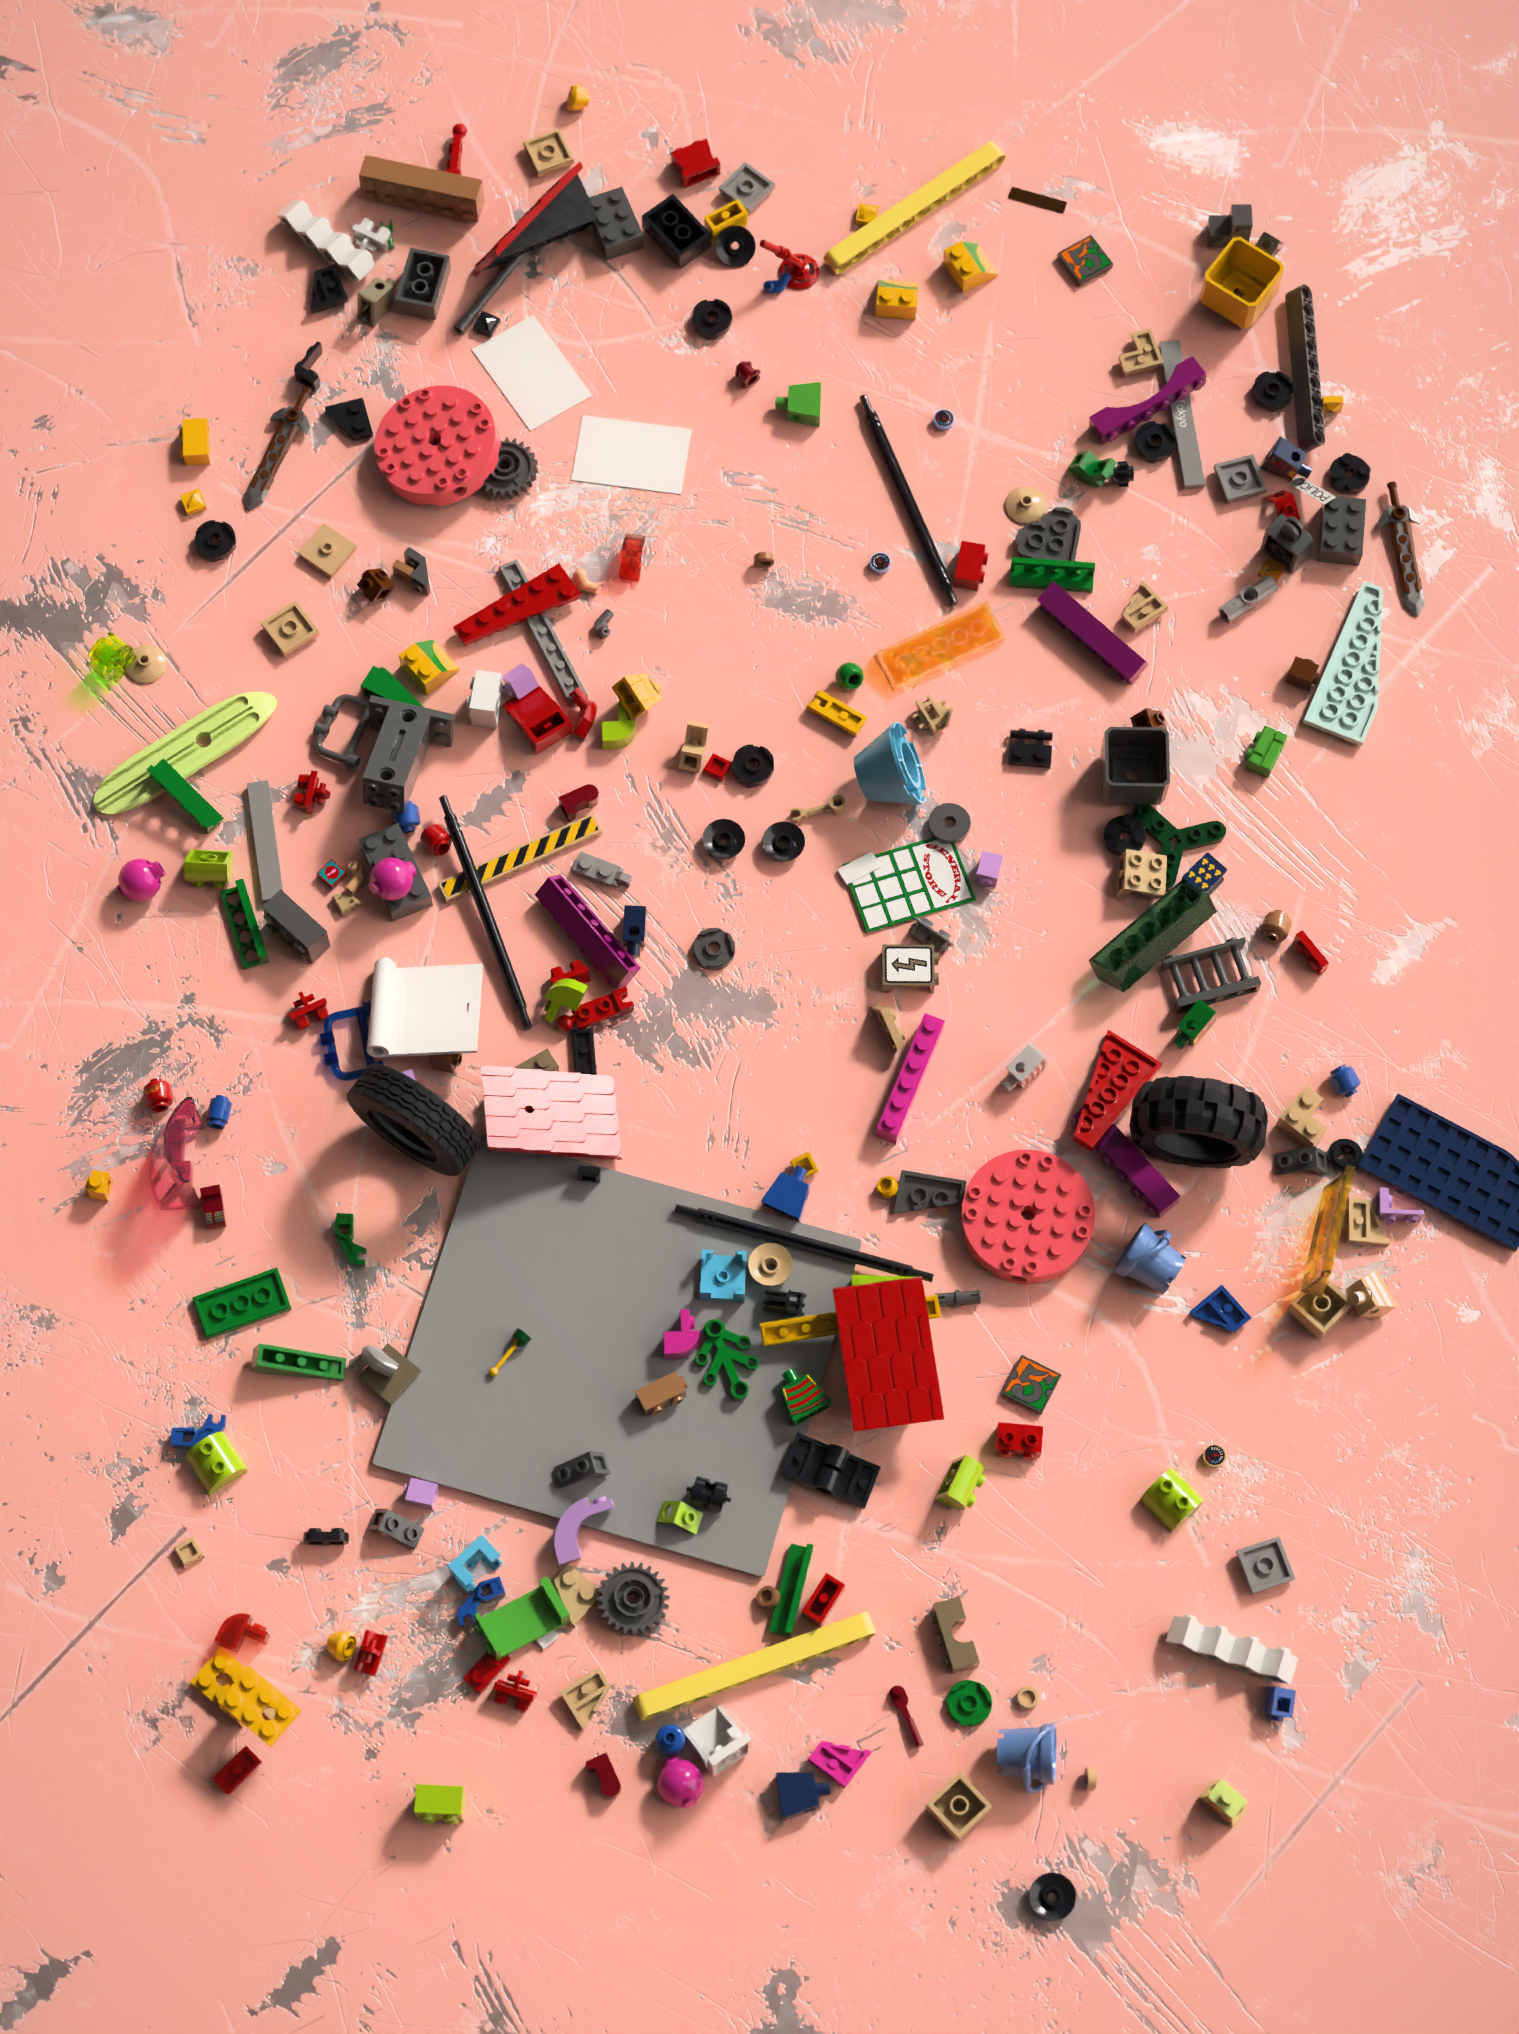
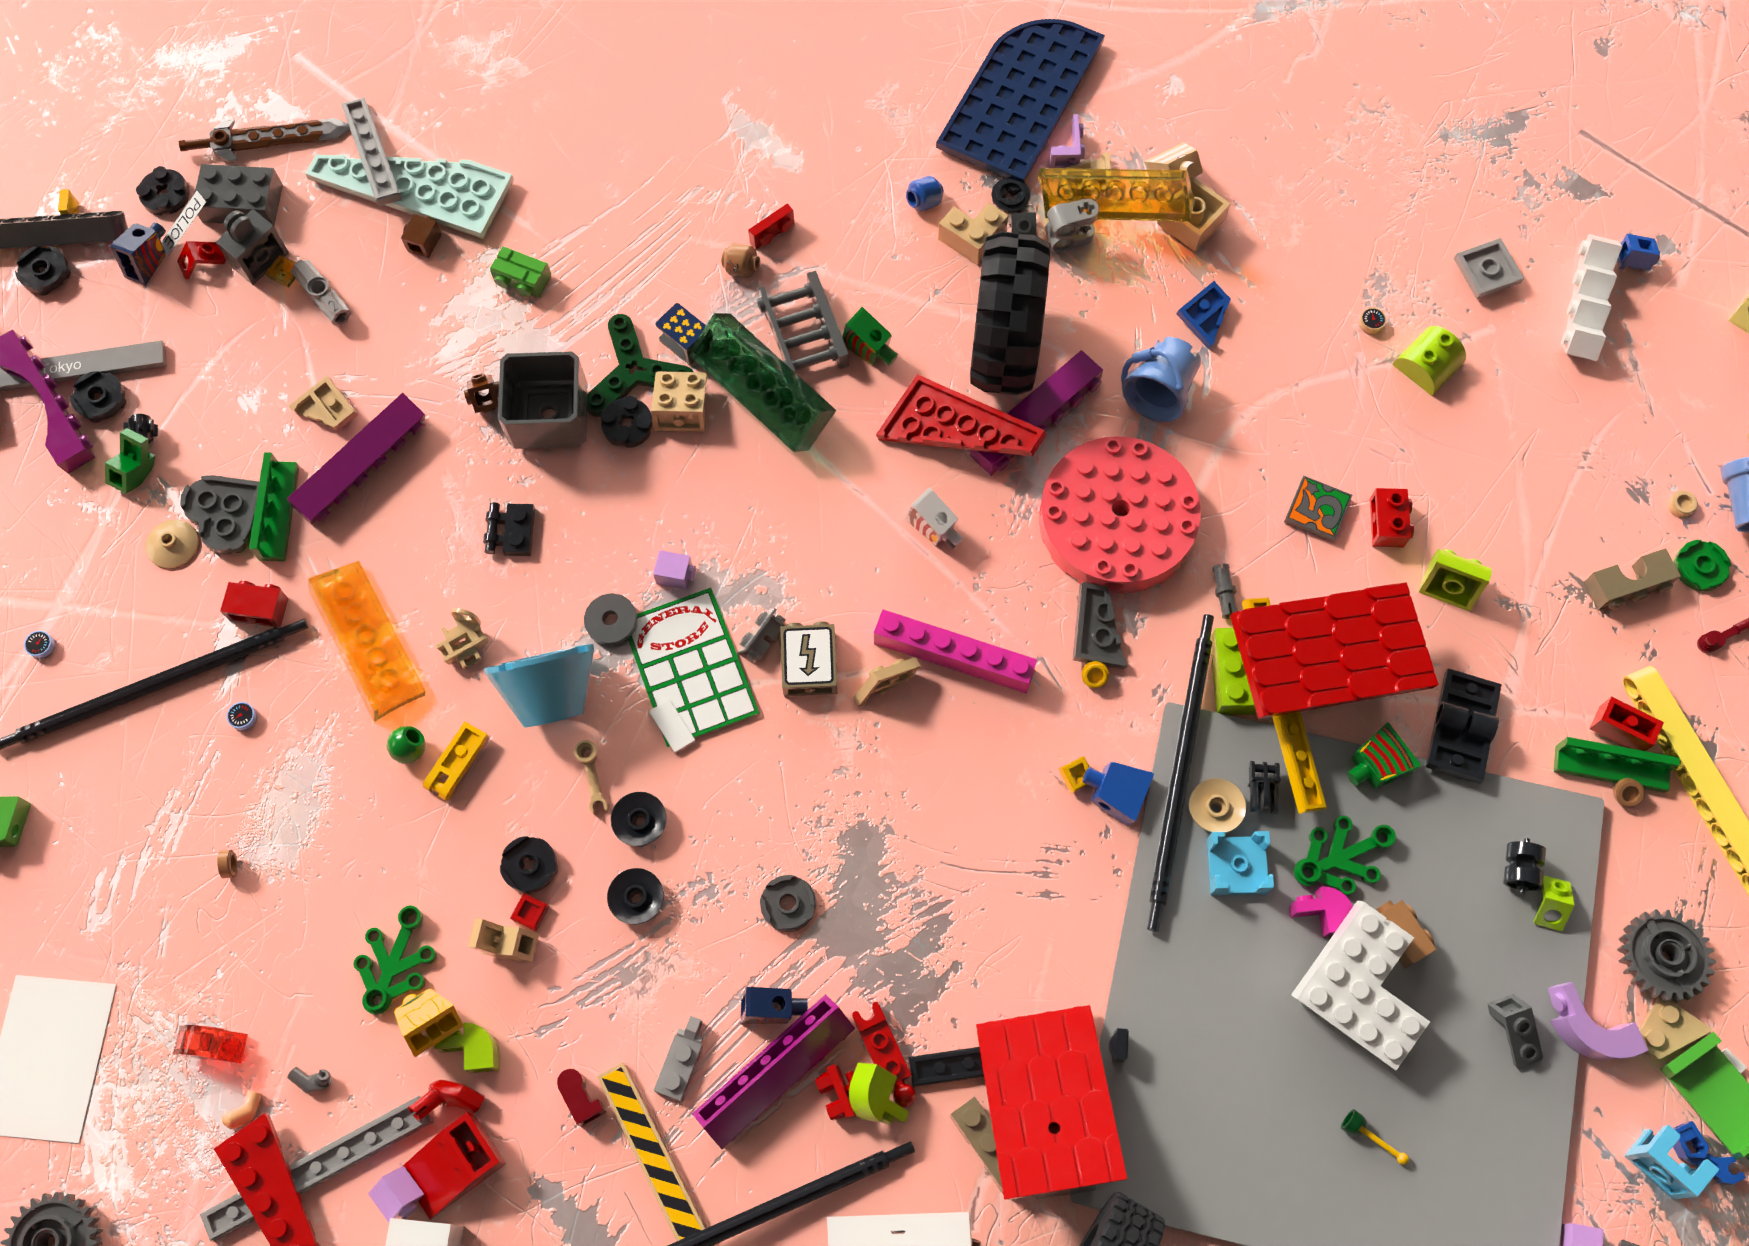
camera: 90 degrees left, 0 degrees up
(614, 1339) = (1348, 991): none -> white piece
(684, 674) = (392, 964): none -> green plant
(1240, 478) = (158, 303): light grey plate -> none
(1303, 1196) = (1066, 222): none -> light grey piece
(1384, 630) = (371, 152): none -> light grey tile

